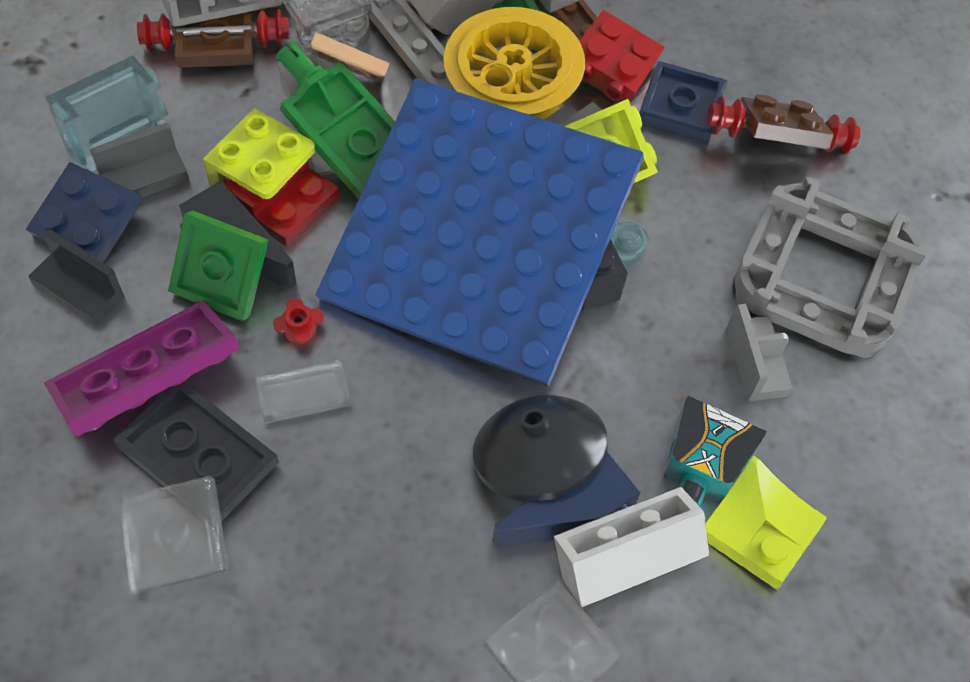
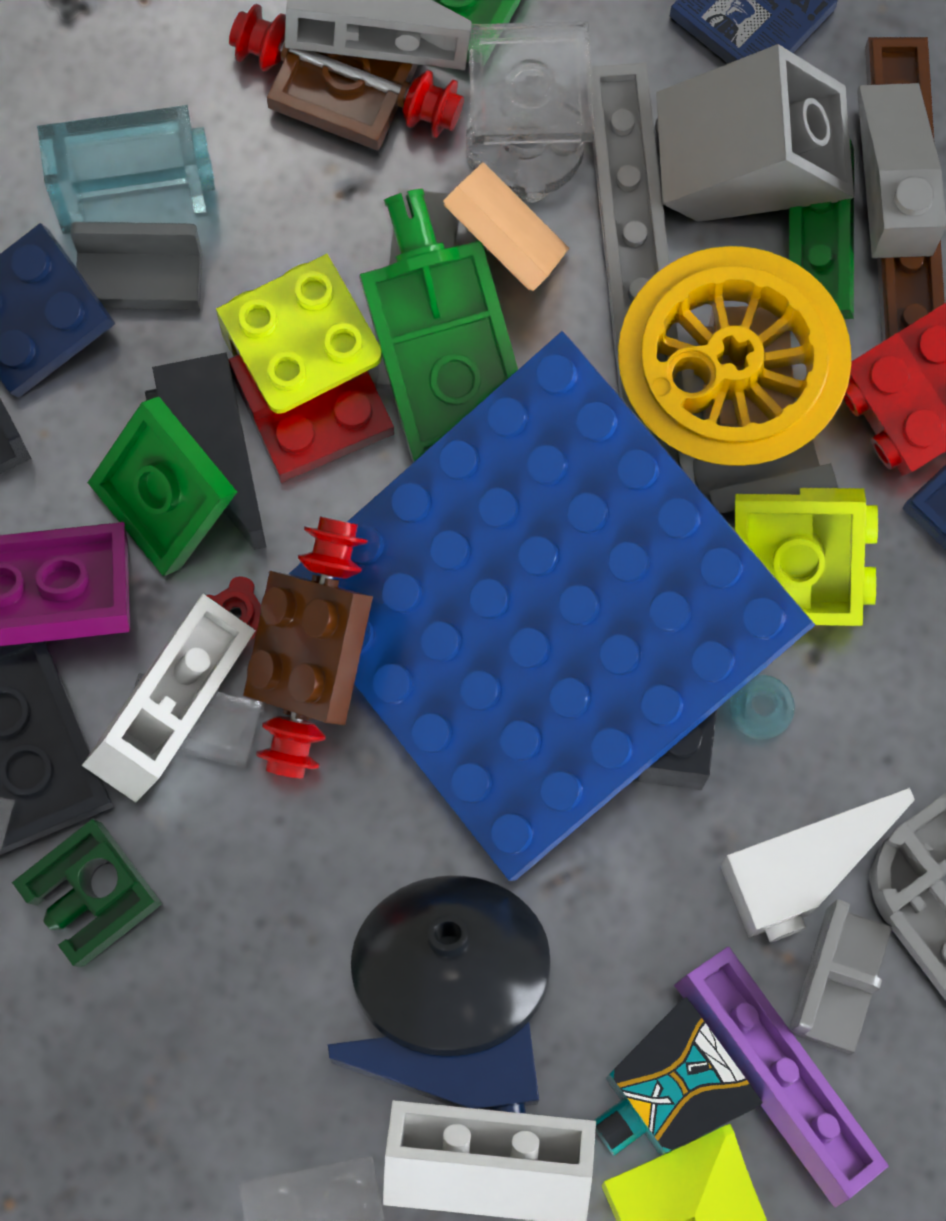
camera: 30 degrees right, 15 degrees up
(284, 379) = (169, 699): none -> white slope
(312, 519) = (76, 861): none -> dark green brick
(356, 309) = (308, 647): none -> reddish brown plate
(699, 312) = (795, 872): none -> white slope
(784, 429) = (783, 1077): none -> medium lavender plate

